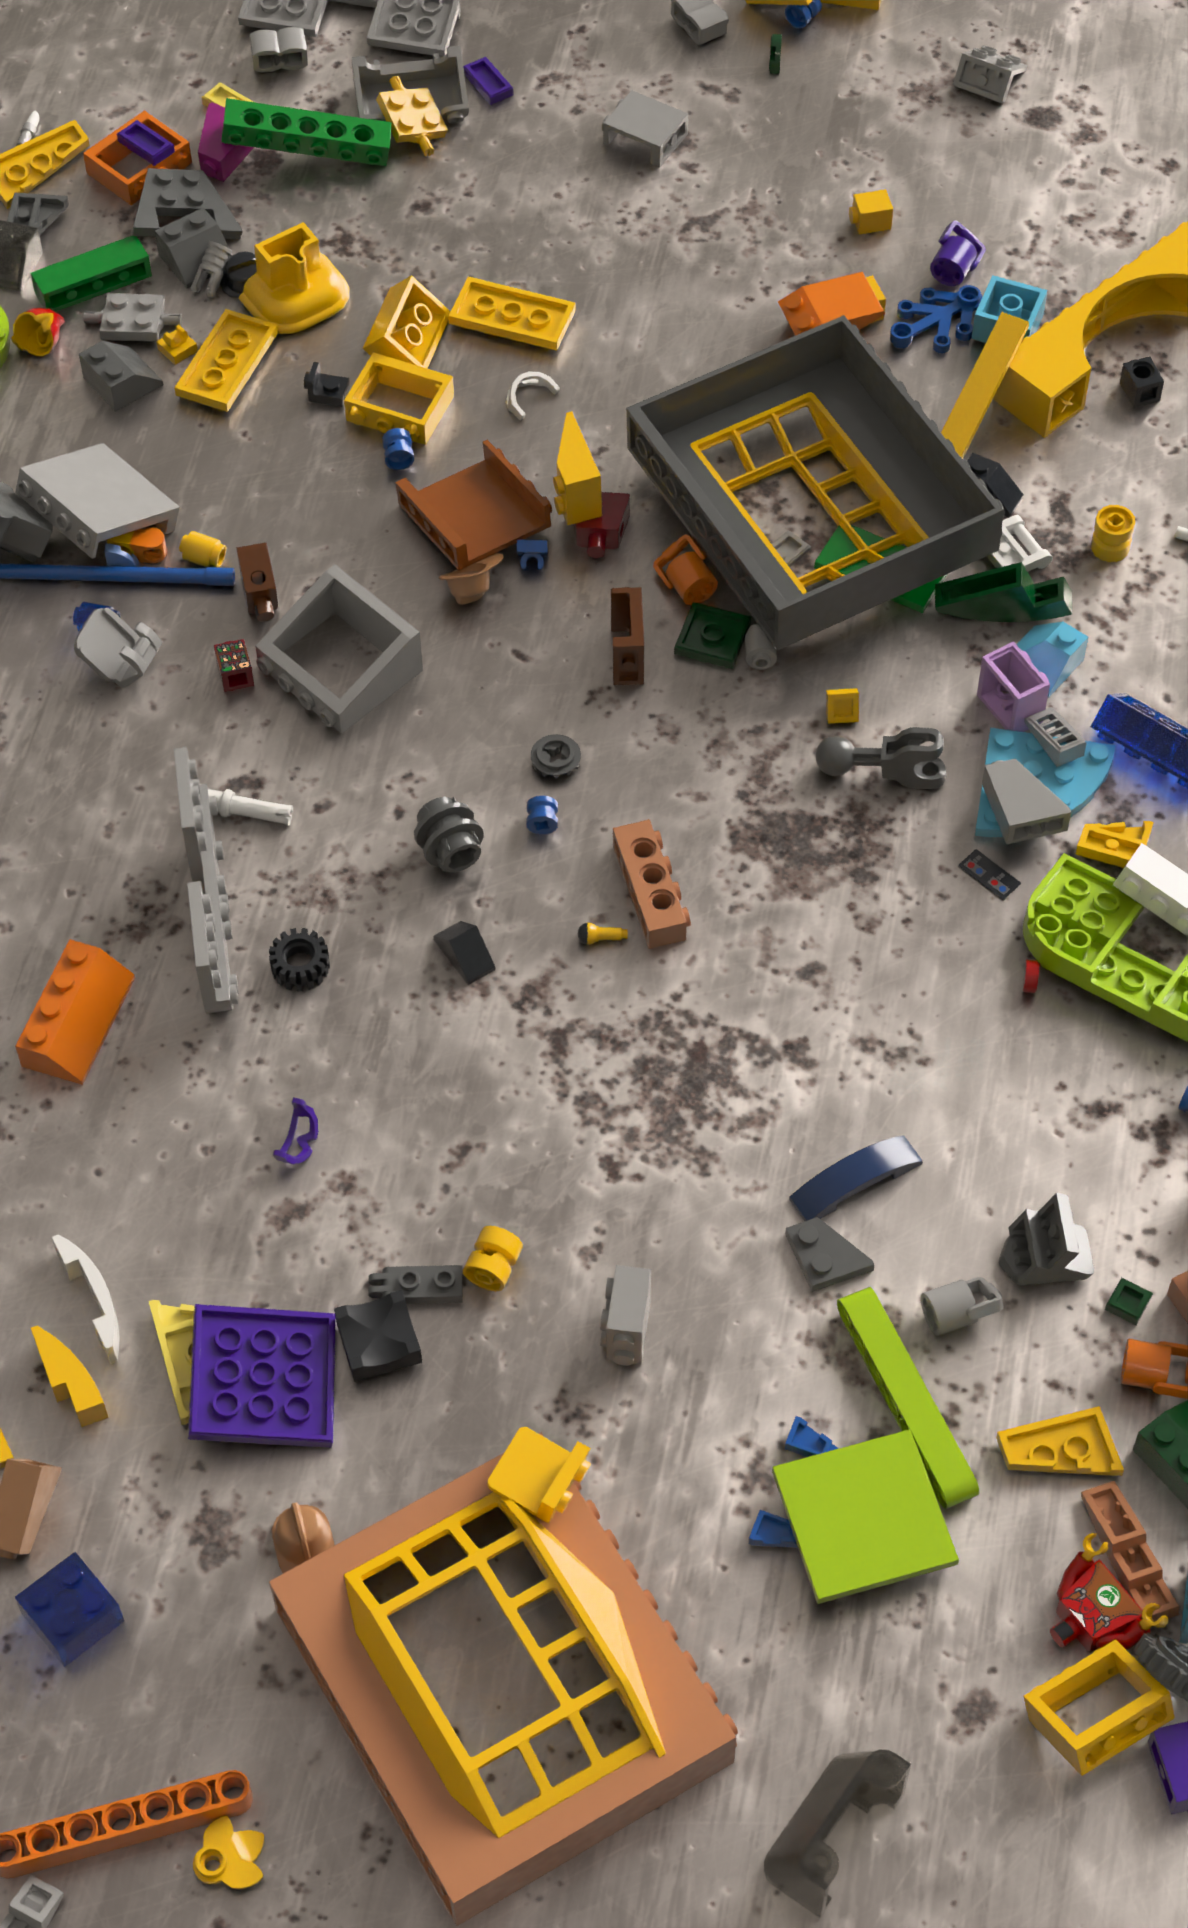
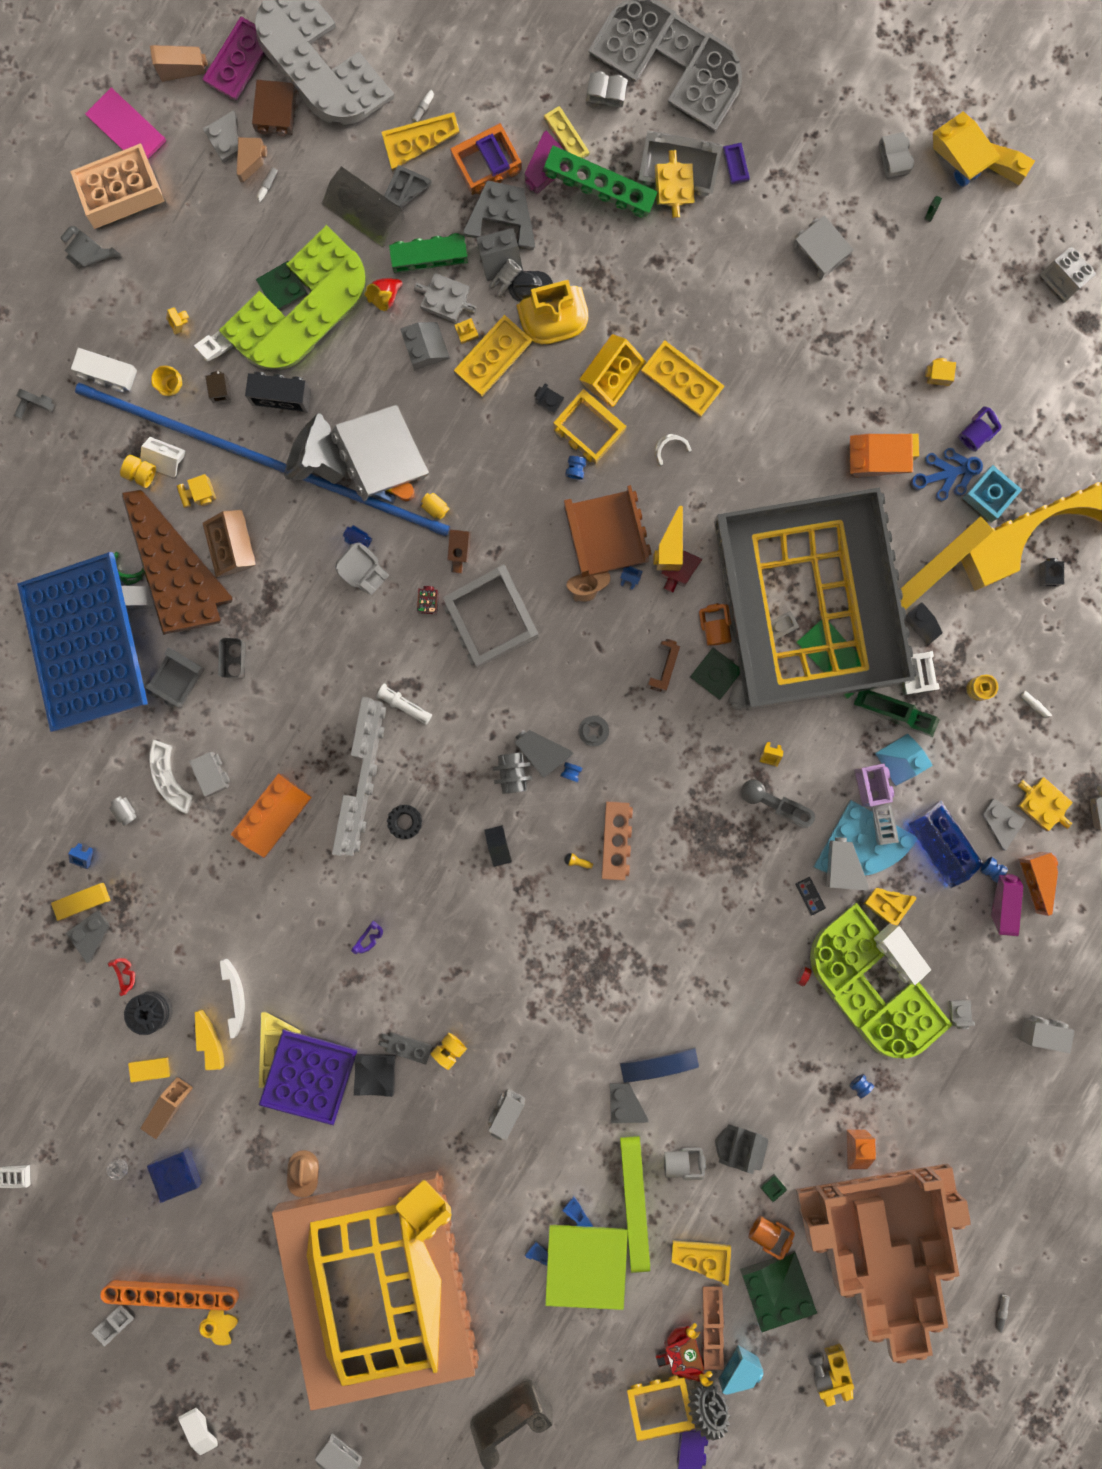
camera: 15 degrees right, 30 degrees up
(494, 799) = (542, 752): none -> dark grey slope

